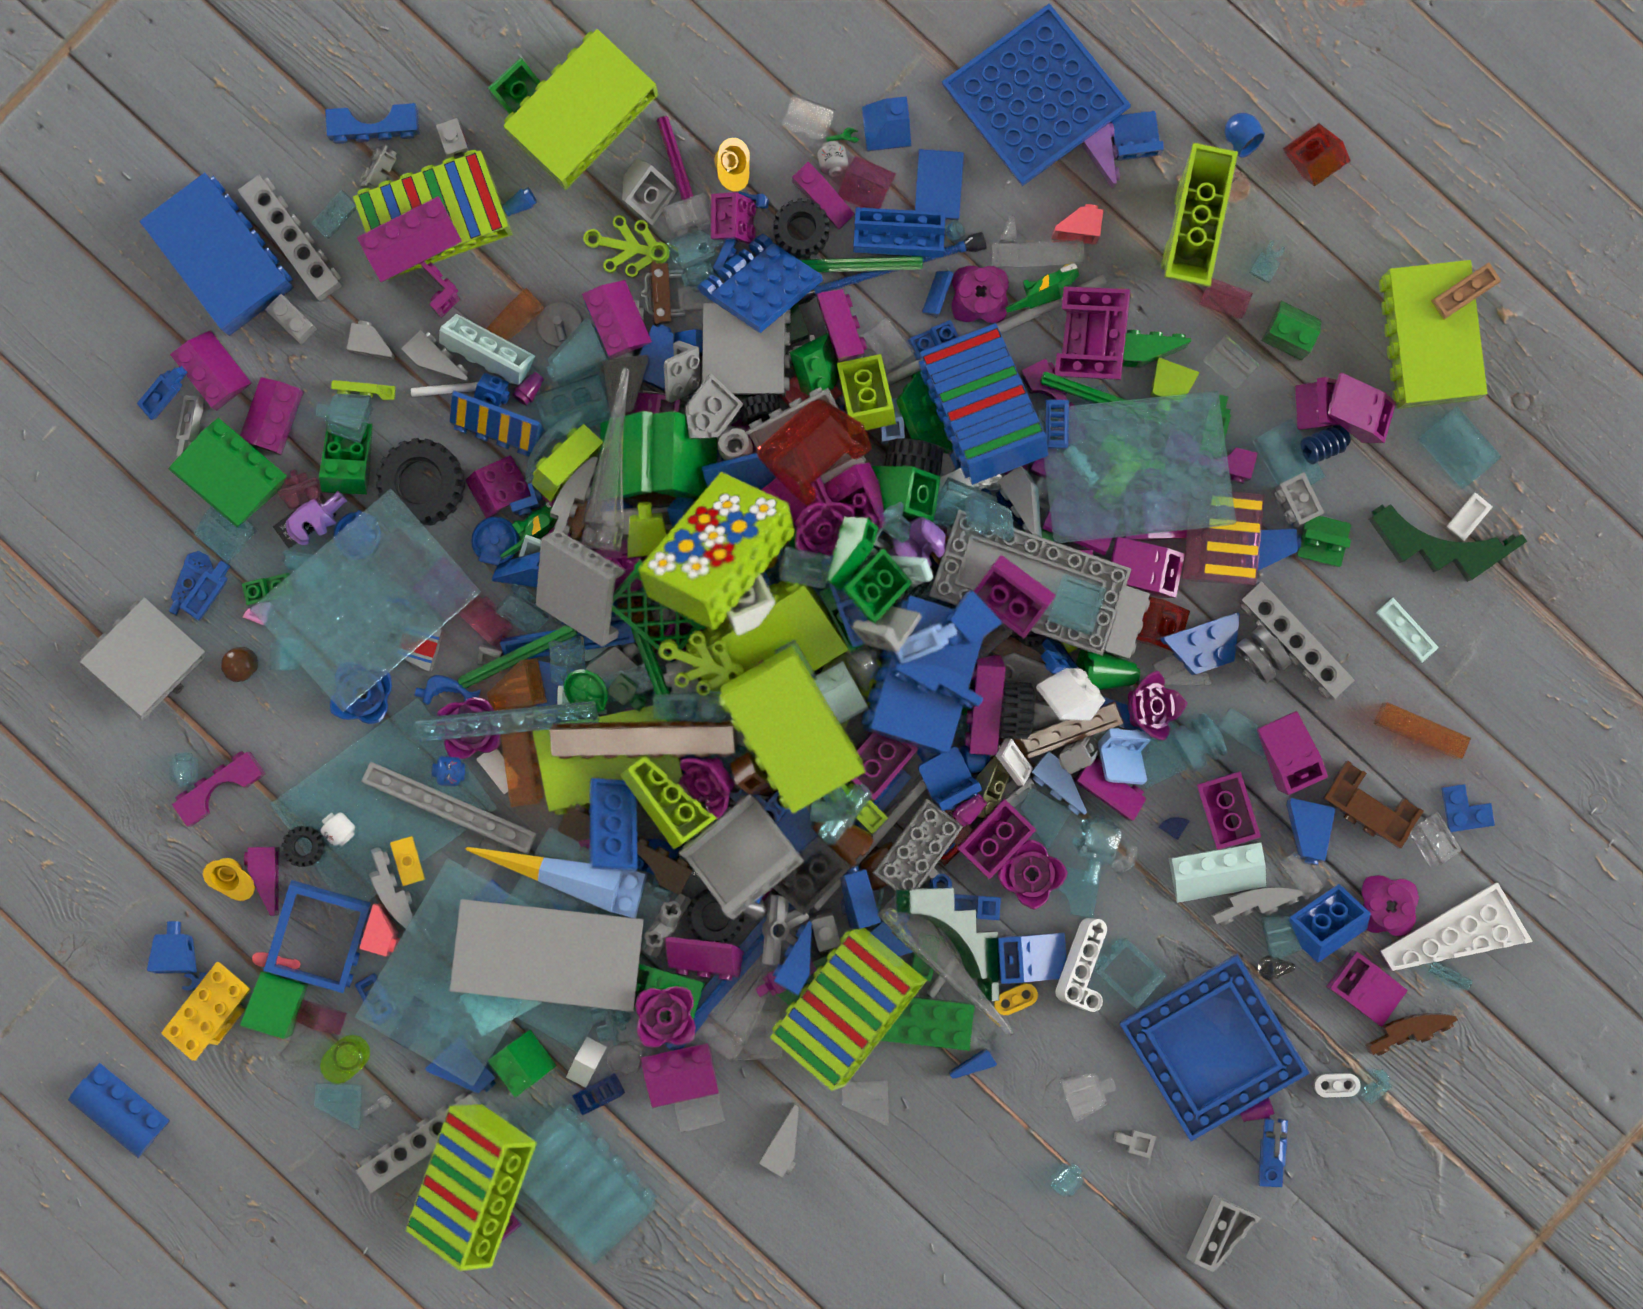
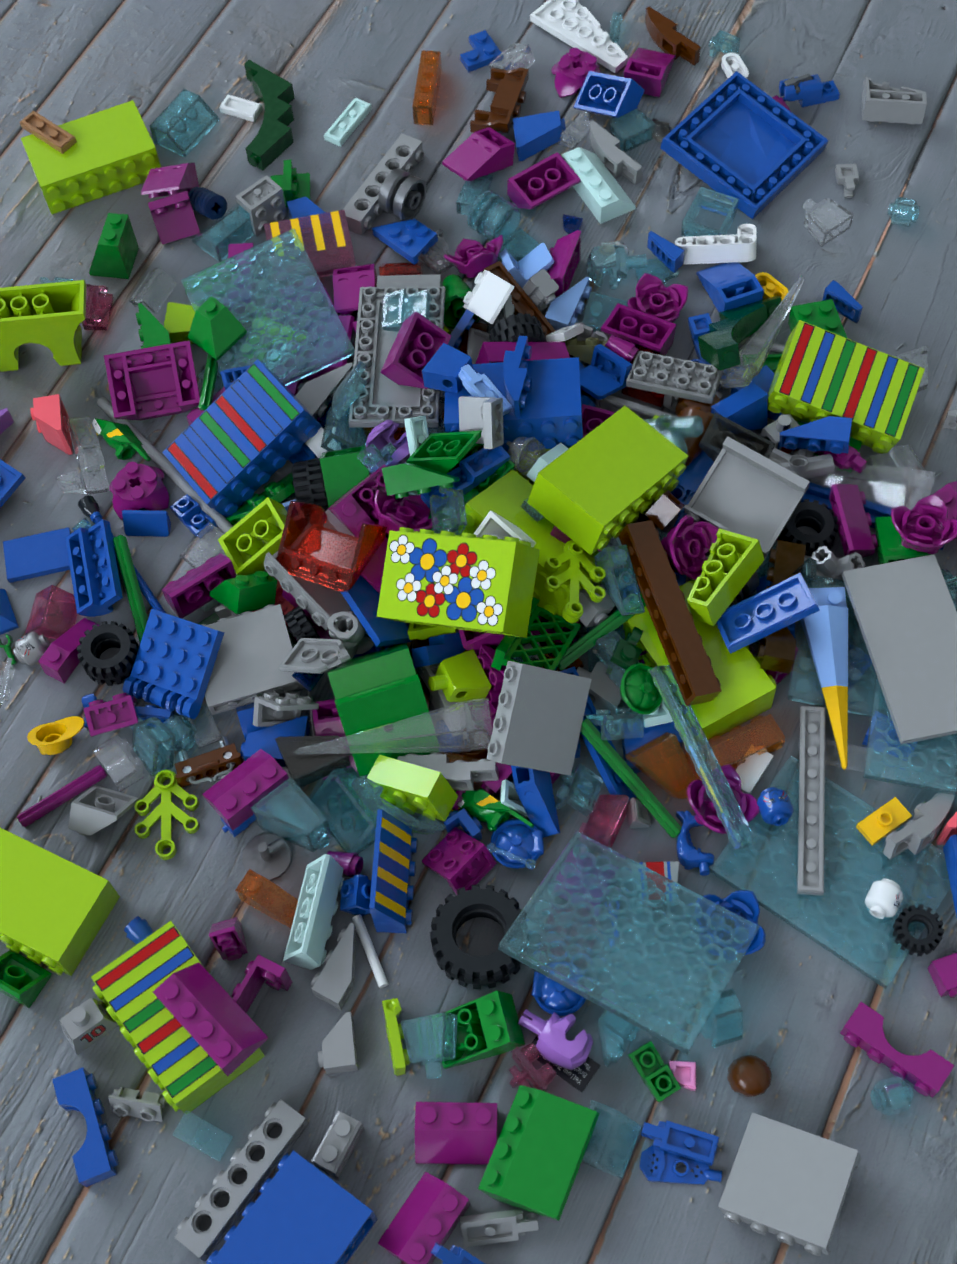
camera: 100 degrees left, 25 degrees down
(470, 543) = (529, 863): none -> clear light blue hinge
(487, 271) = (228, 939): none -> magenta slope
(1089, 908) = (665, 251): none -> blue slope
(1128, 409) = (215, 328): none -> green slope

